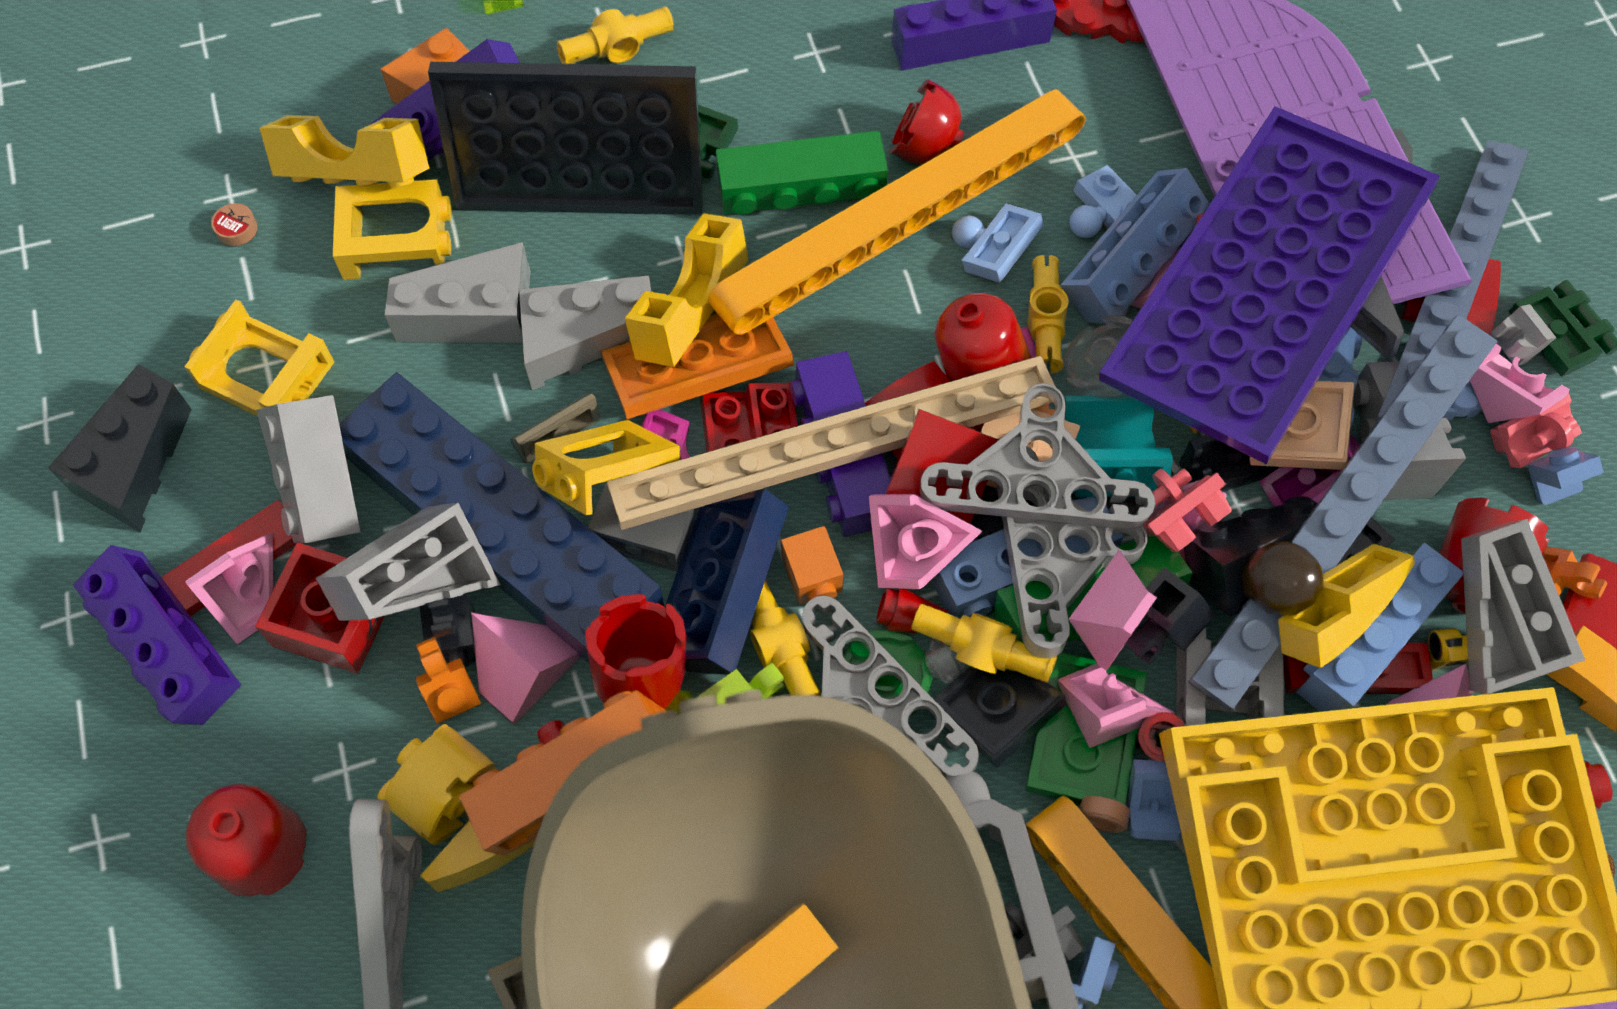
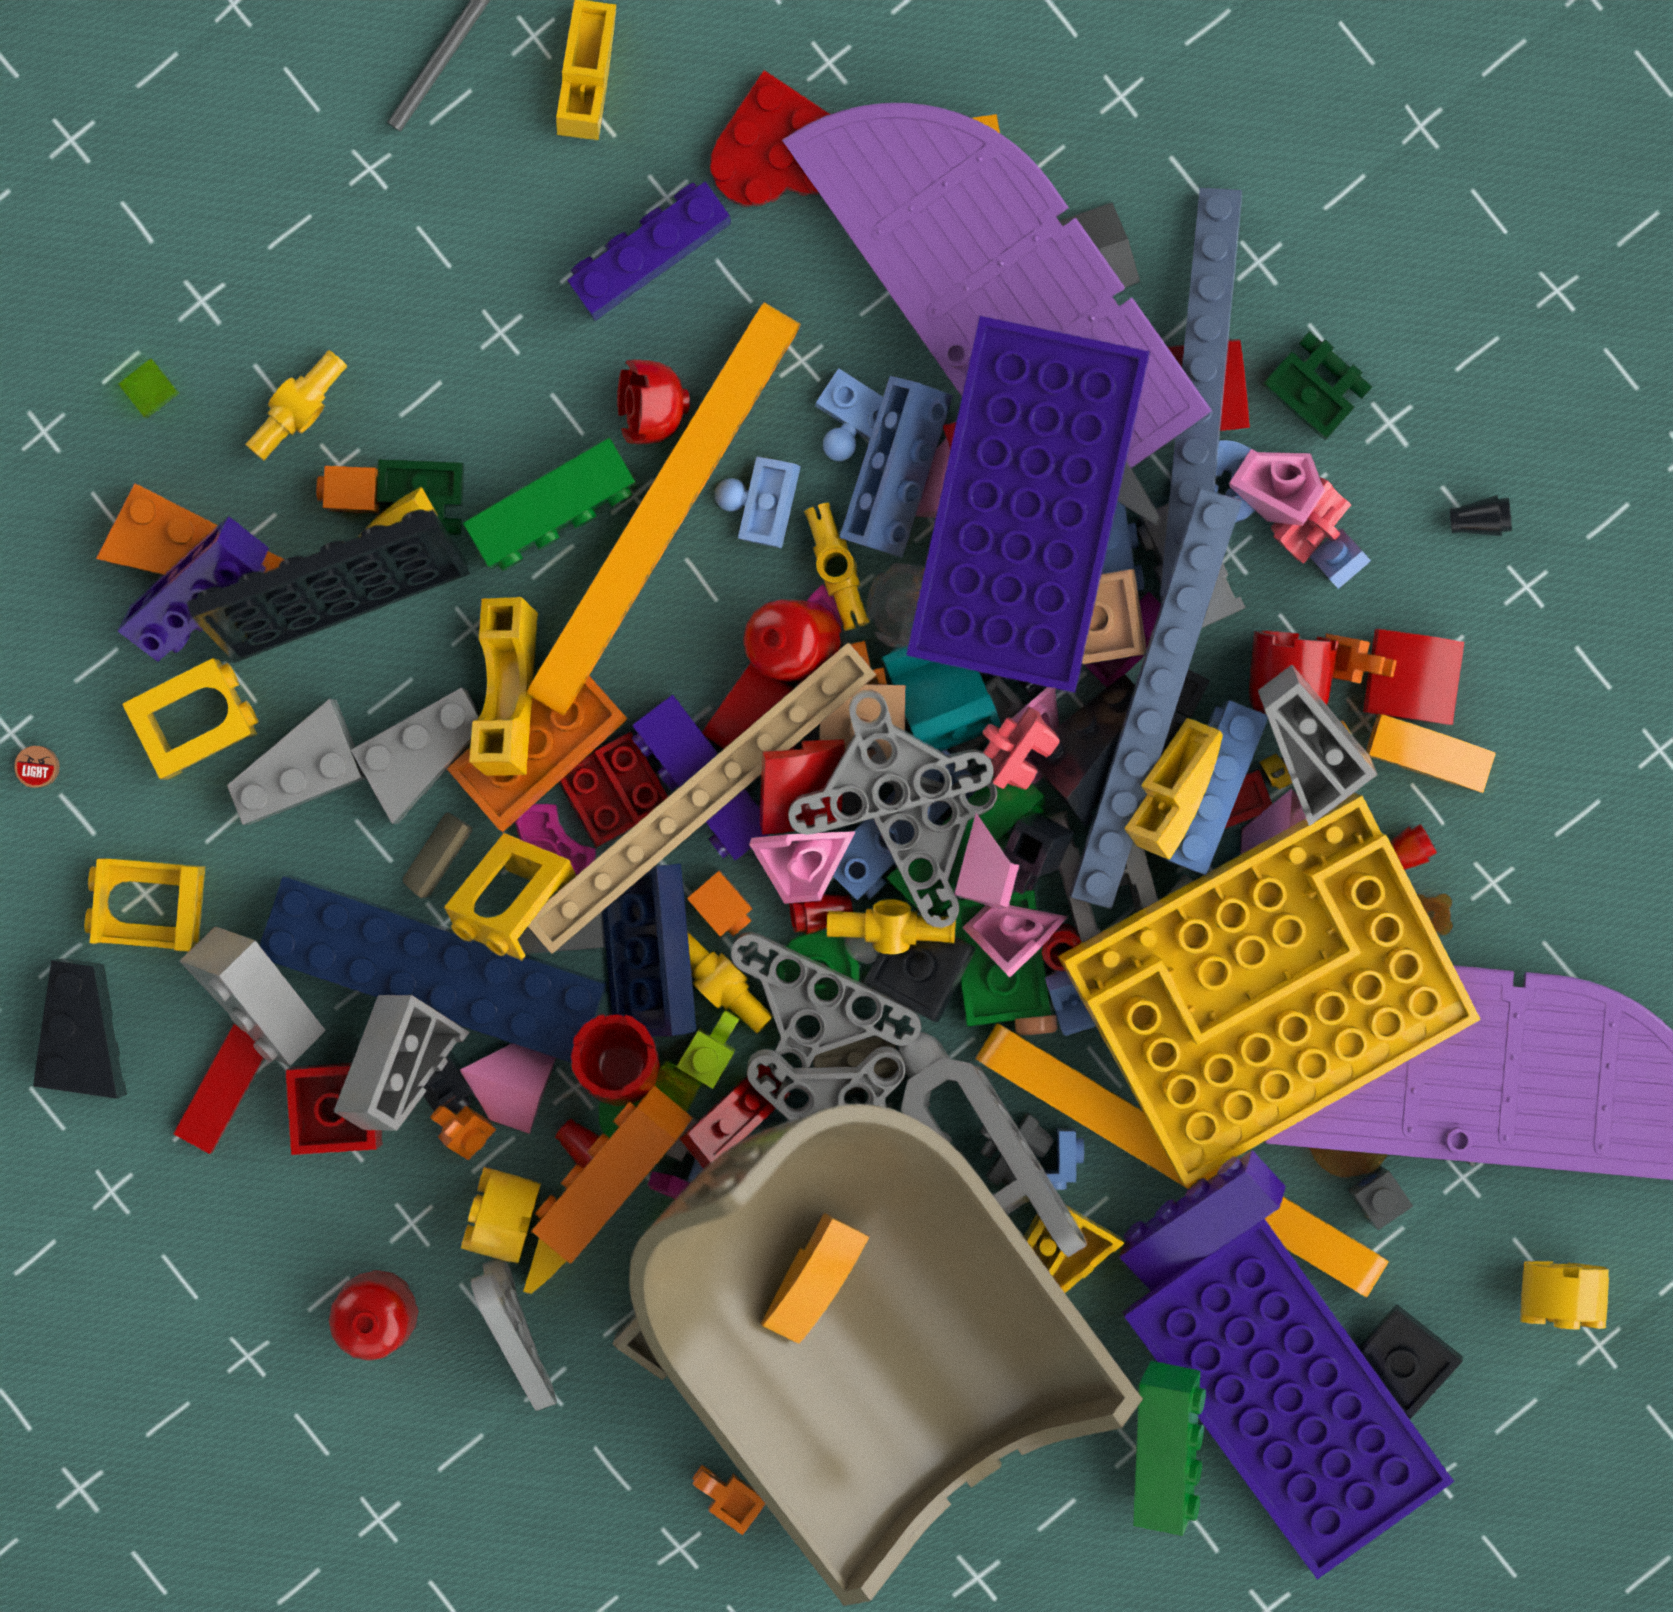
camera: 25 degrees left, 25 degrees up
(156, 636) = (203, 1184): dark purple brick -> none
(237, 586) = (247, 1117): bright pink slope -> none
(383, 151) = (72, 674): yellow arch -> none
(1282, 578) = (1117, 794): dark brown hair -> none
(1523, 334) = (1277, 417): light grey tile -> none

